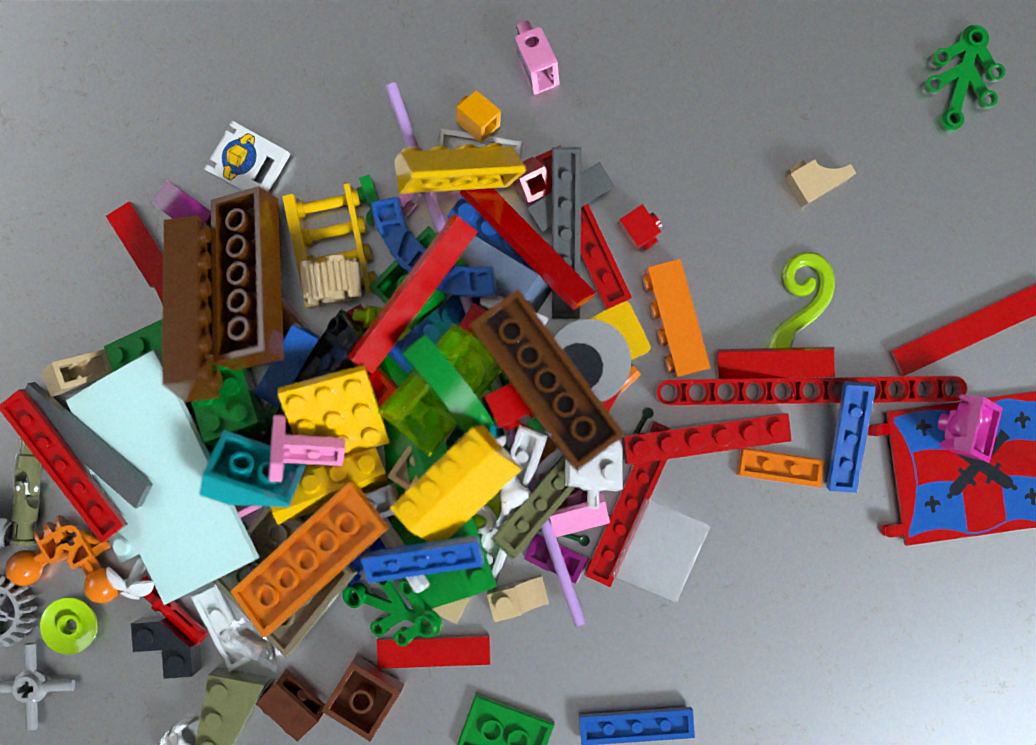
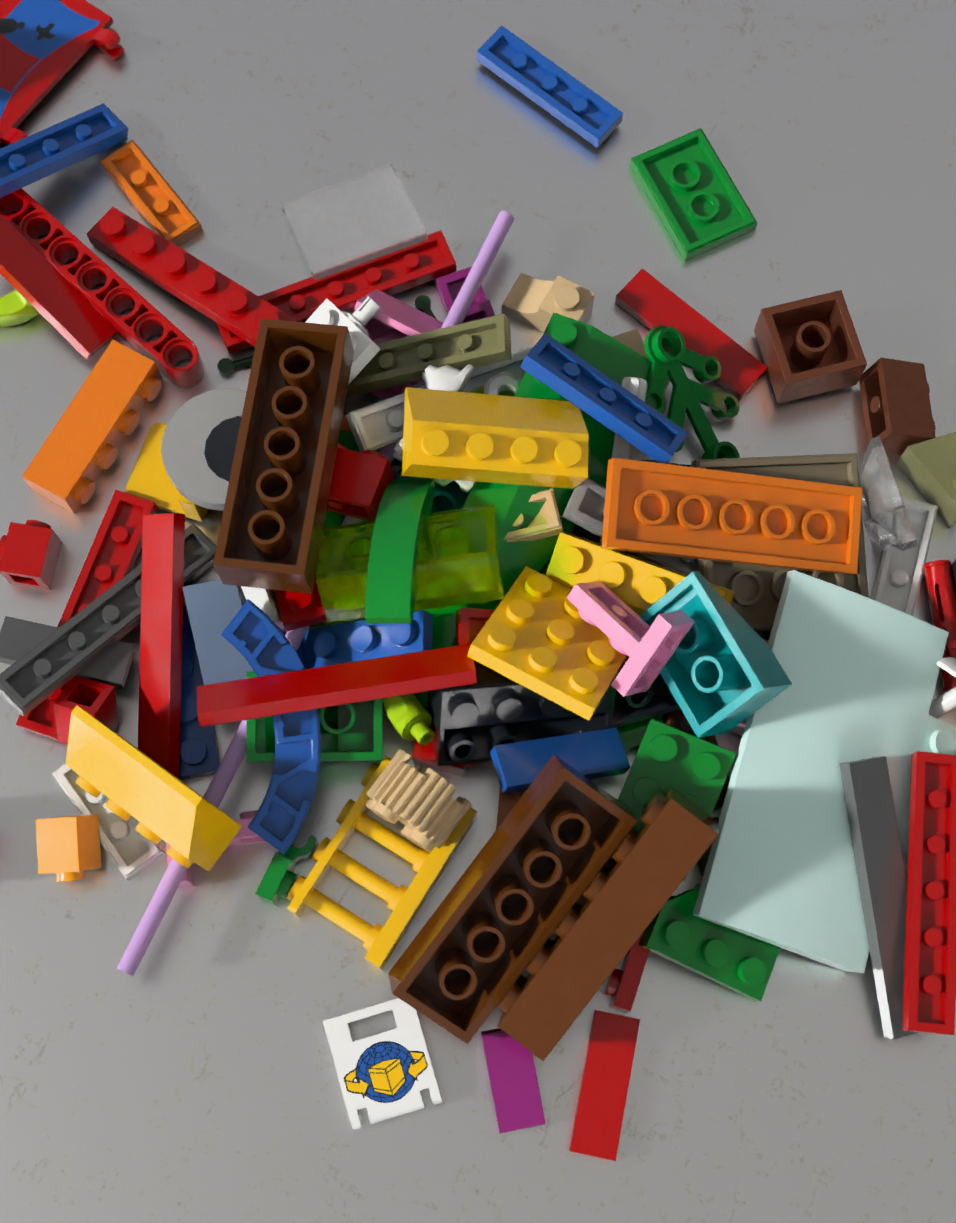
camera: 140 degrees left, 15 degrees down
(76, 372) = (821, 996): tan arch -> none

